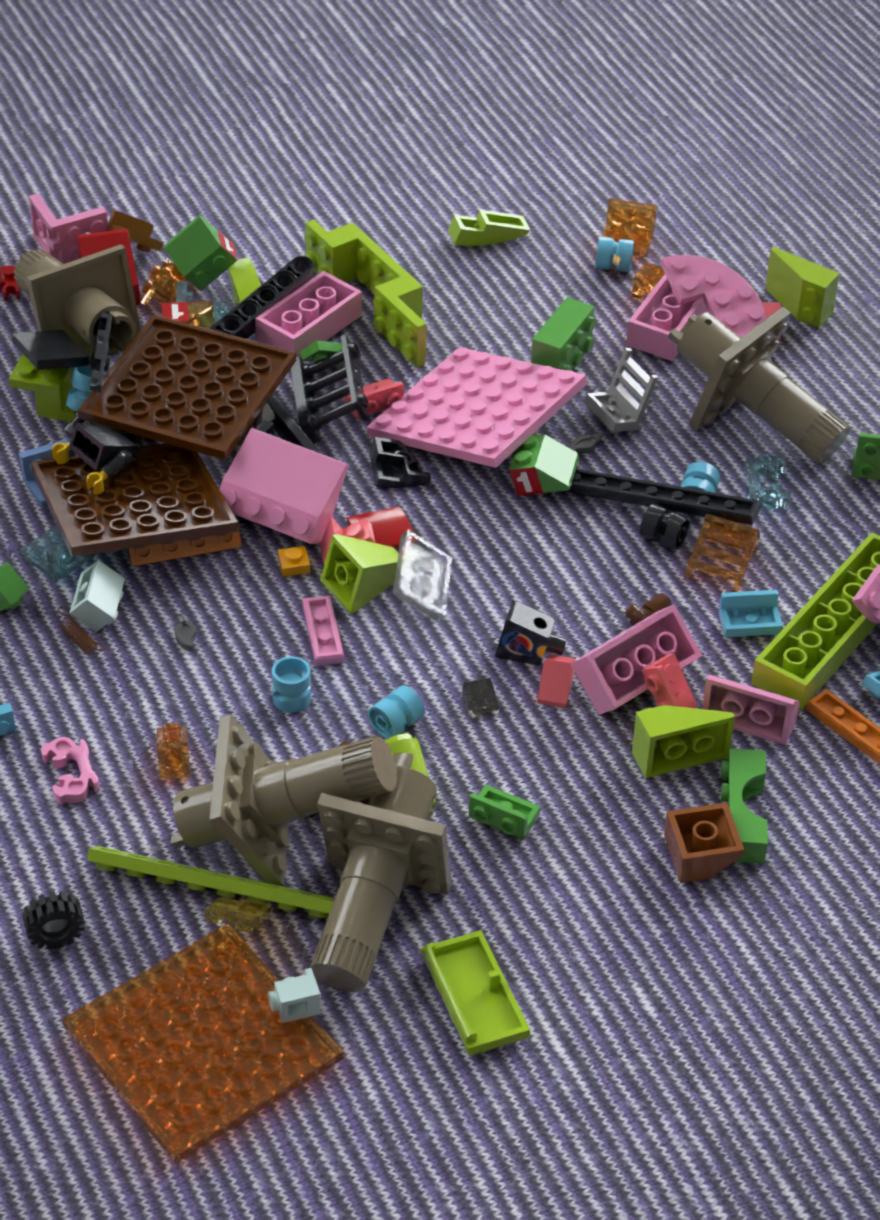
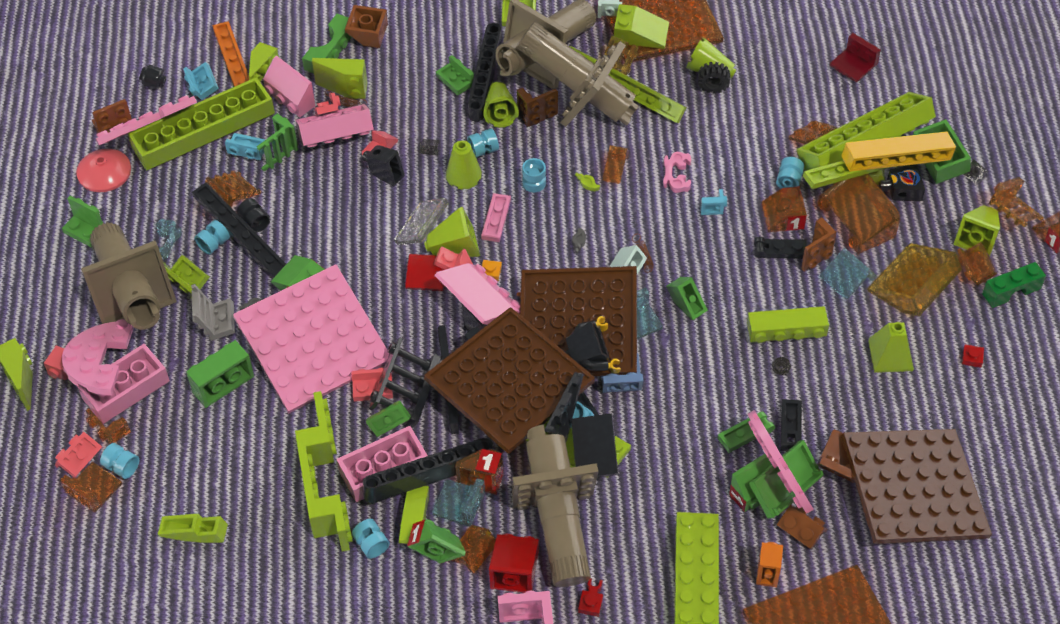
camera: 155 degrees left, 10 degrees up
(72, 954) = (706, 53): none -> lime cone
(138, 230) = (479, 594): dark orange bracket -> none
(204, 715) = (587, 182): none -> lime piece
(220, 970) = (640, 27): none -> lime slope
(278, 254) = (370, 538): none -> medium azure wheel
(395, 465) = (390, 321): black slope -> none
(406, 661) = (463, 166): none -> lime cone
(463, 839) = (484, 71): none -> black beam
(655, 604) = (298, 169): reddish brown arm -> none
(668, 245) = (78, 455): none -> coral bracket
(698, 438) = (186, 274): none -> lime bracket
(703, 622) = (284, 135): none -> bright green plate
(830, 736) = (261, 59): none -> lime slope

